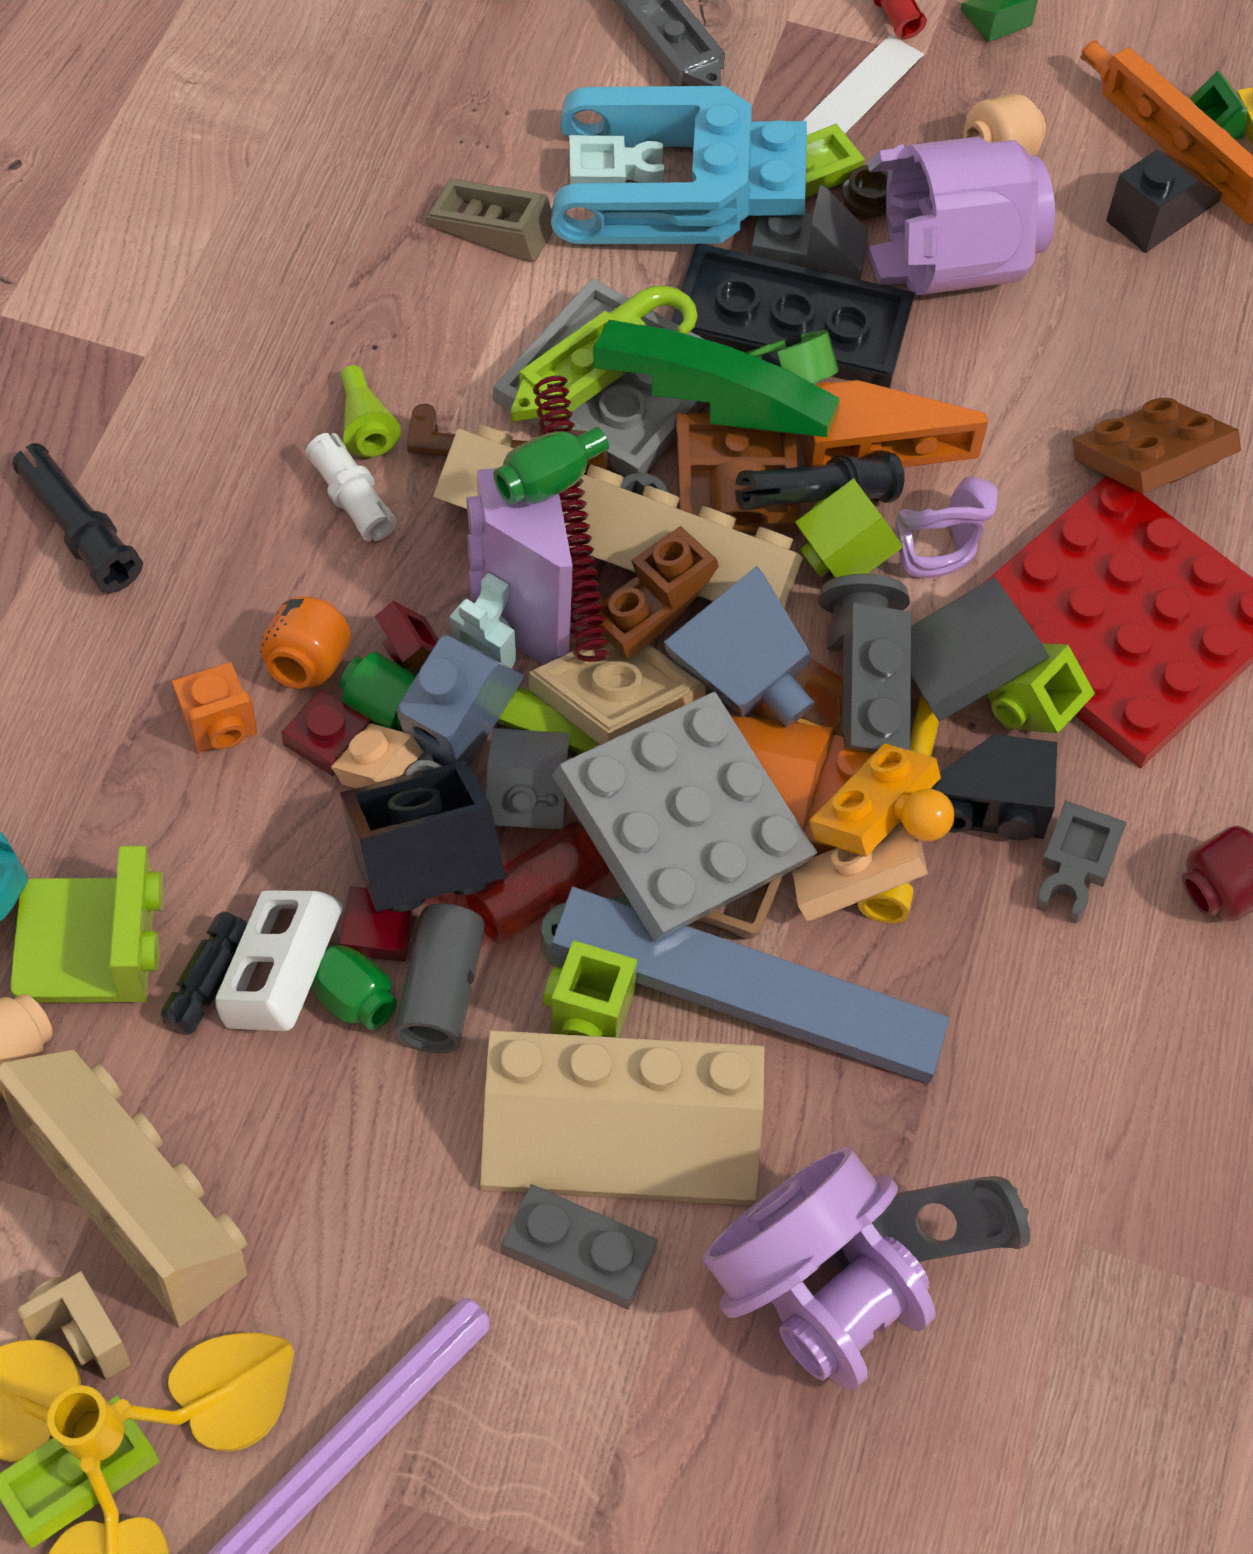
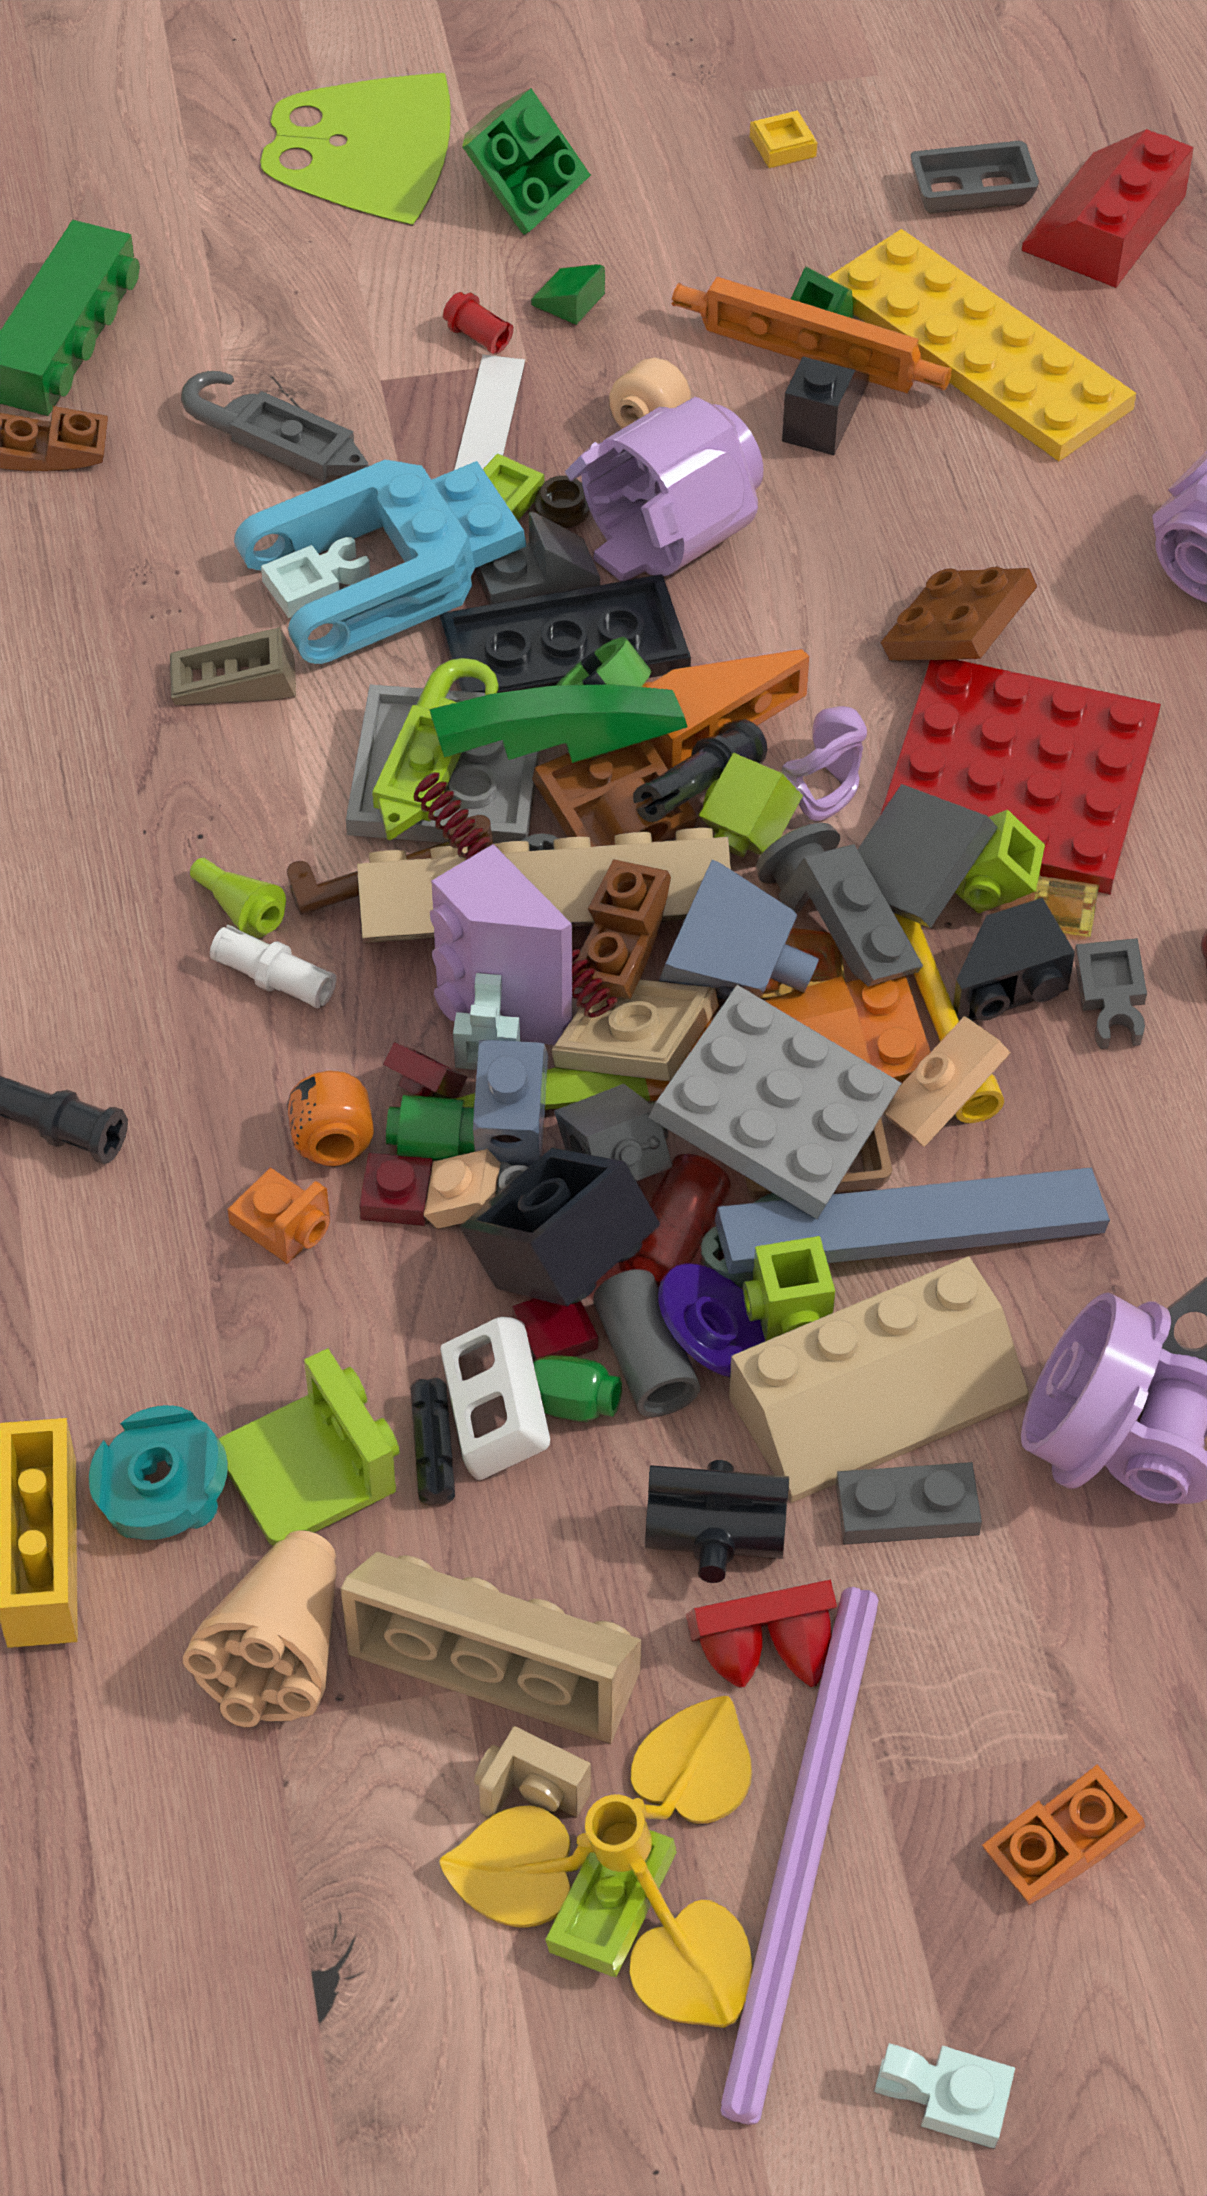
camera: 25 degrees left, 5 degrees down
(392, 1170) = (716, 1514): none -> black pin
(401, 1303) = (795, 1619): none -> red tile
(515, 964) = (707, 1315): none -> dark purple dish
(547, 465) = (500, 846): green plant -> none
(883, 792) = (928, 1007): light orange plate -> none
(1088, 757) = (1070, 903): none -> clear yellow slope

